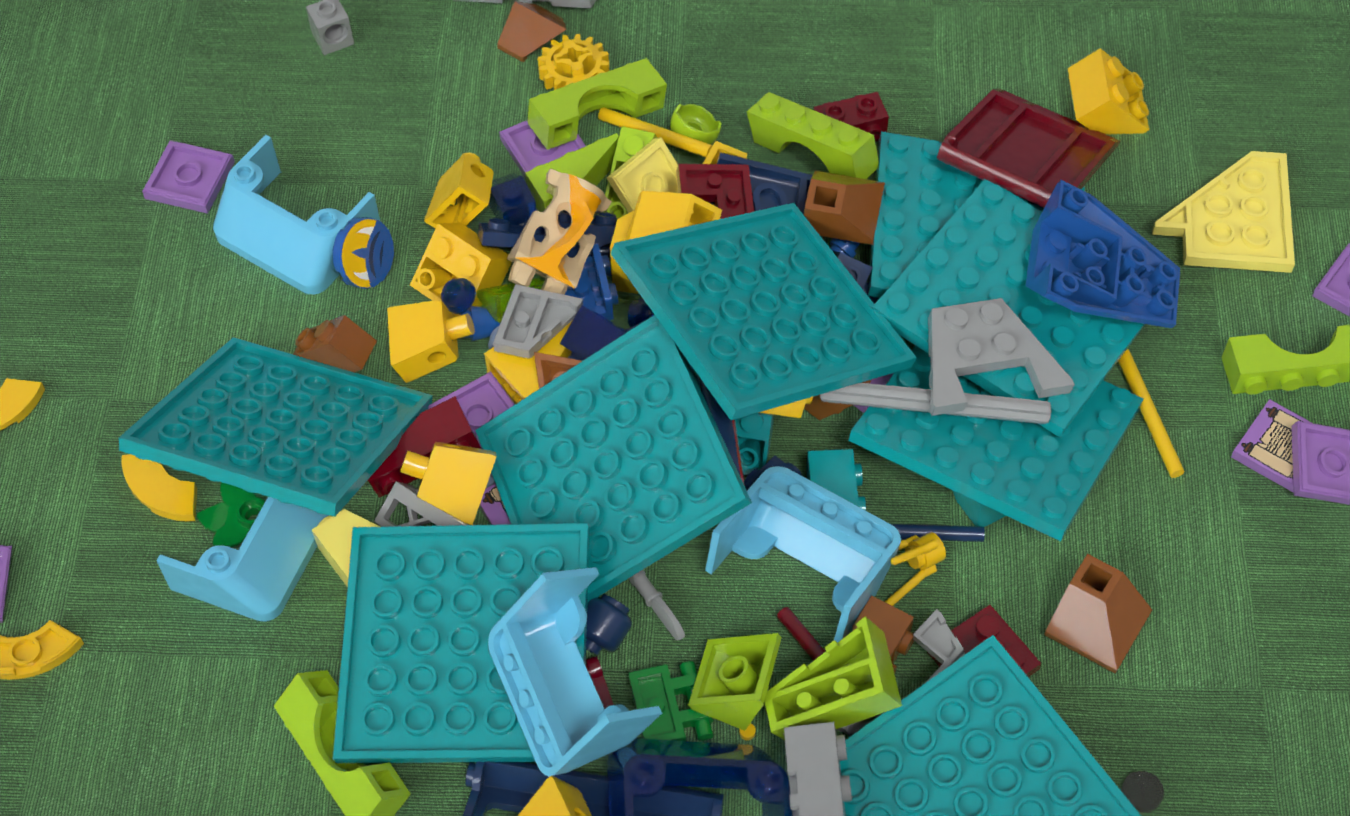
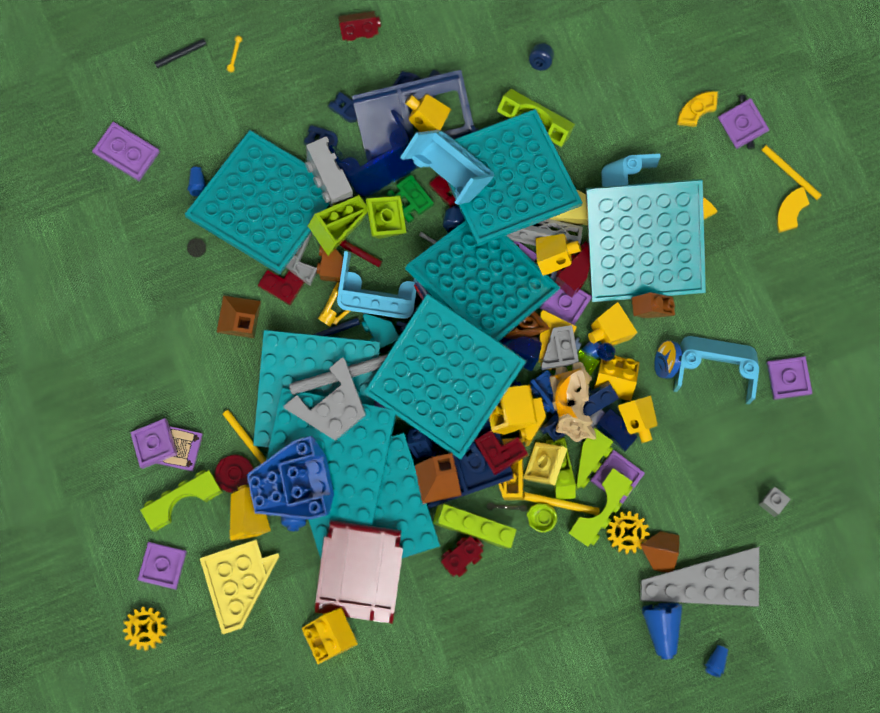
camera: 155 degrees right, 20 degrees up
(1191, 373) = (232, 472): none -> dark red tile
(1203, 275) = (243, 519): none -> yellow slope

